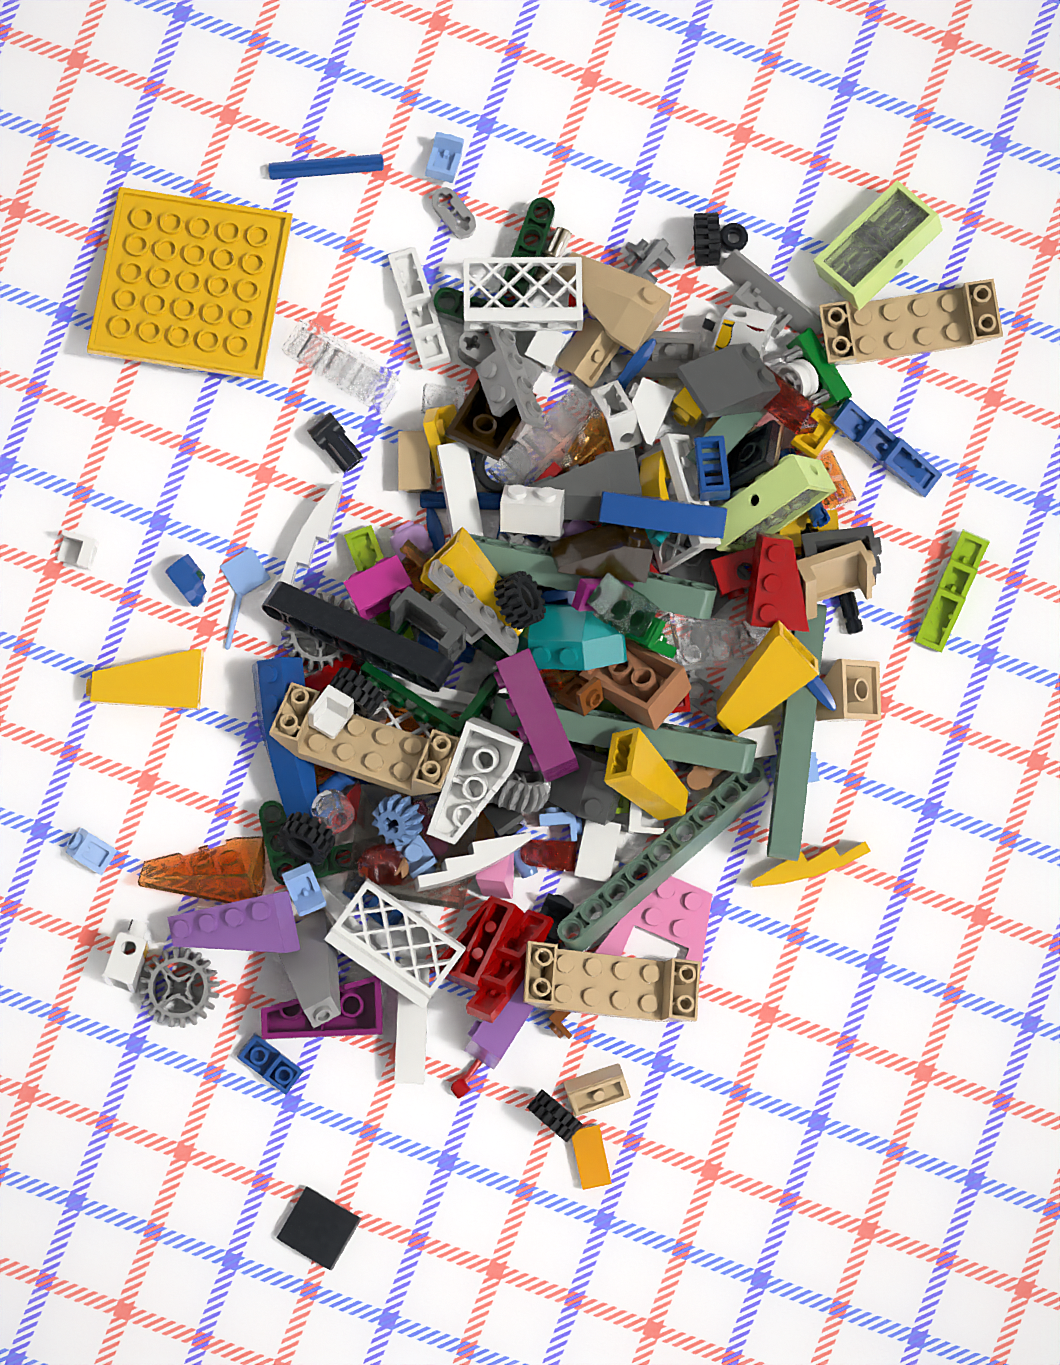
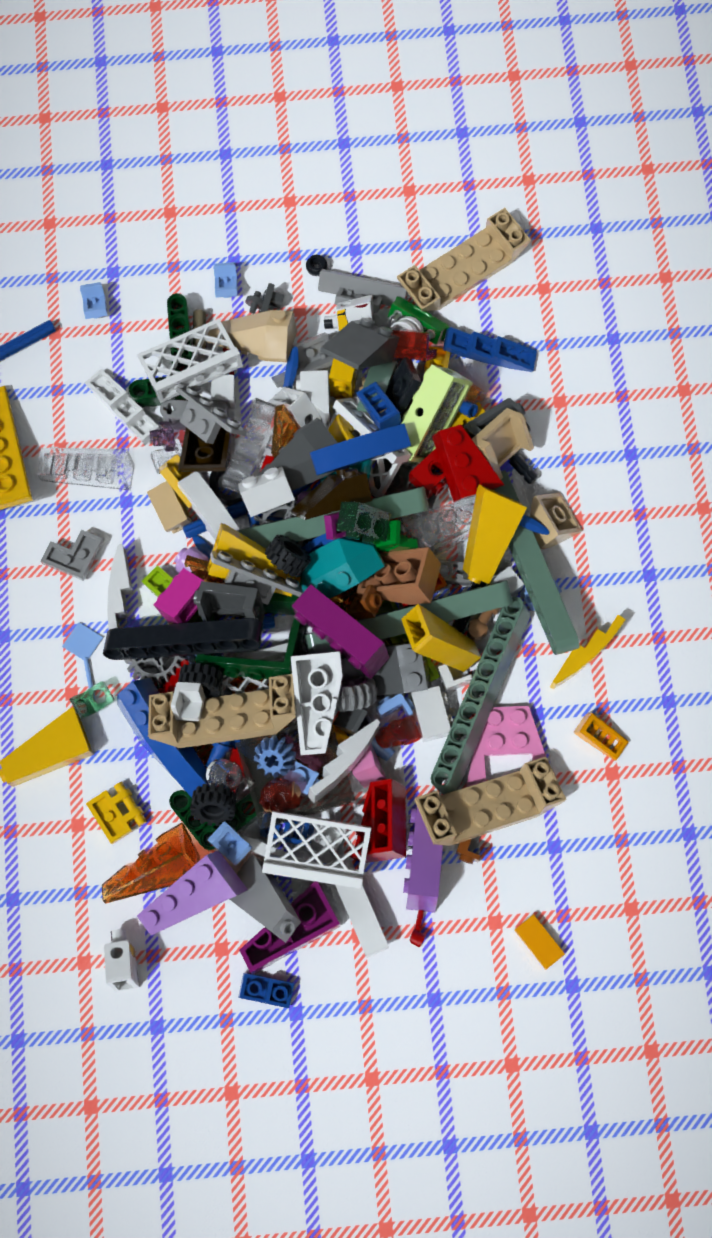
camera: 20 degrees left, 10 degrees down
(90, 850) = (57, 895): light blue bracket -> none
(159, 1004) = (165, 976): light grey gear -> none
(186, 790) = (110, 818): none -> yellow plate
(188, 579) = (41, 664): blue rock -> none
(216, 649) = (85, 703): none -> clear green bracket
(278, 473) = (73, 561): none -> light grey plate
(319, 1228) = (363, 1100): black slope -> none
(331, 437) = (101, 519): black piece -> none
(448, 217) = (119, 331): light grey beam -> none
(448, 373) = (163, 436): none -> clear purple tile
(508, 969) = (410, 827): red slope -> none
(554, 1115) = (497, 922): black tyre -> none
(558, 908) = (420, 776): black bracket -> none
(588, 353) = (255, 380): tan panel -> none
(597, 1089) = (518, 889): tan slope -> none
(614, 206) = (225, 280): none -> light blue bracket
(706, 239) = (299, 271): black tyre -> none
(762, 946) = (581, 732): none -> light orange slope
(878, 245) = (416, 222): brick -> none
(952, 590) = (584, 421): lime slope -> none

